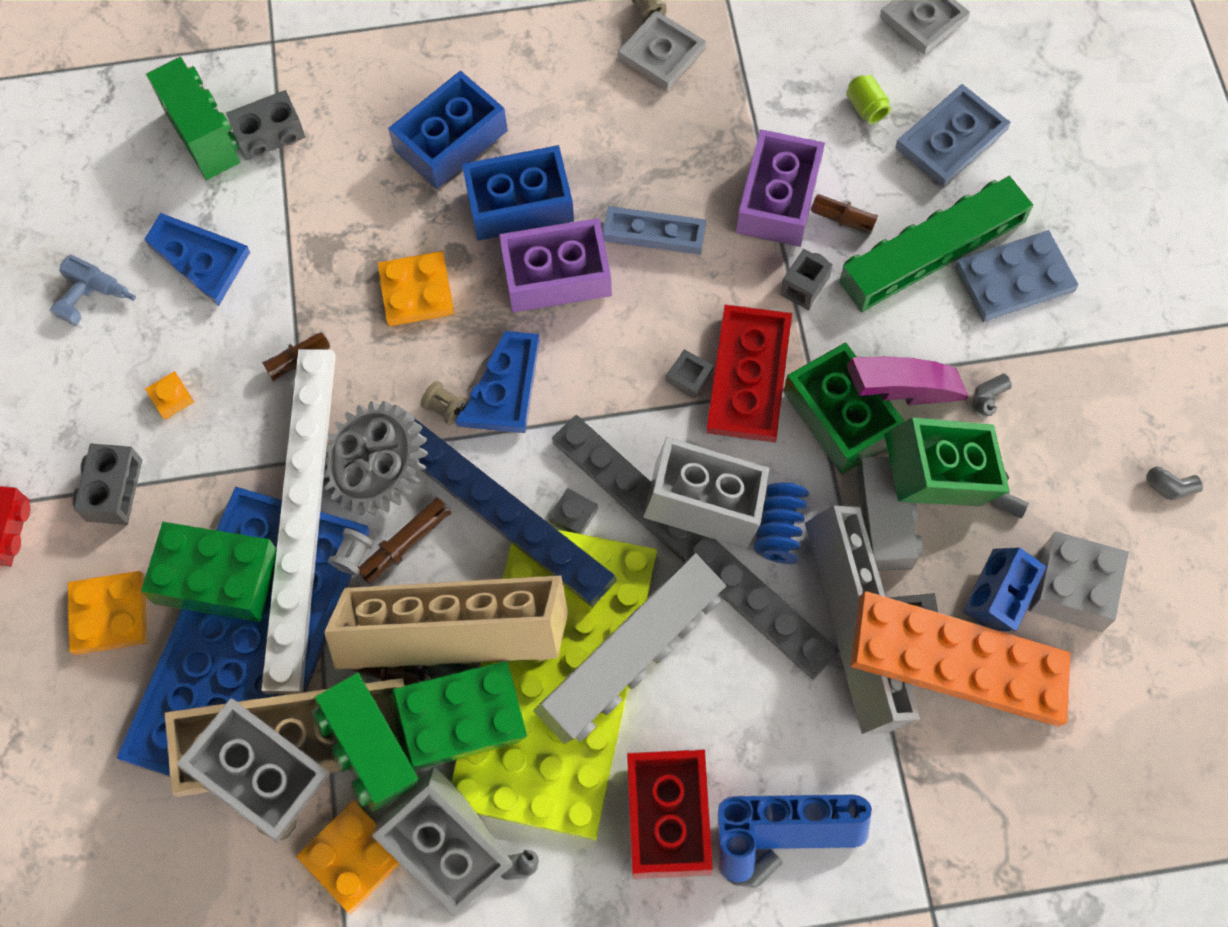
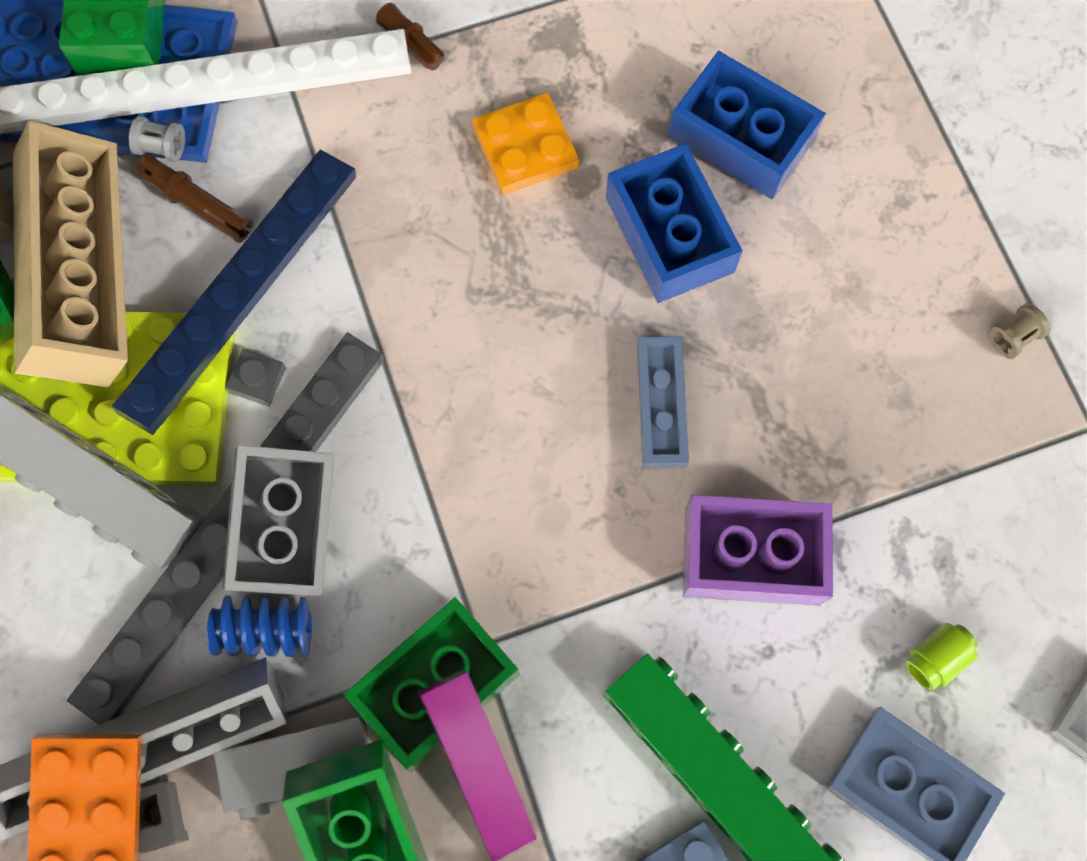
camera: 75 degrees right, 5 degrees up
(374, 458) = (253, 152): light grey gear -> none
(435, 394) = (373, 202): dark tan bush -> none
(505, 389) = (407, 268): blue wing -> none
(556, 265) = (577, 287): medium lavender brick -> none
(661, 50) = (946, 363): light grey plate -> none
(689, 373) = (461, 480): dark grey plate -> none
(749, 373) = (475, 556): red plate -> none
(806, 278) = (622, 593): dark grey brick -> none
(844, 213) = (743, 649): reddish brown axle -> none

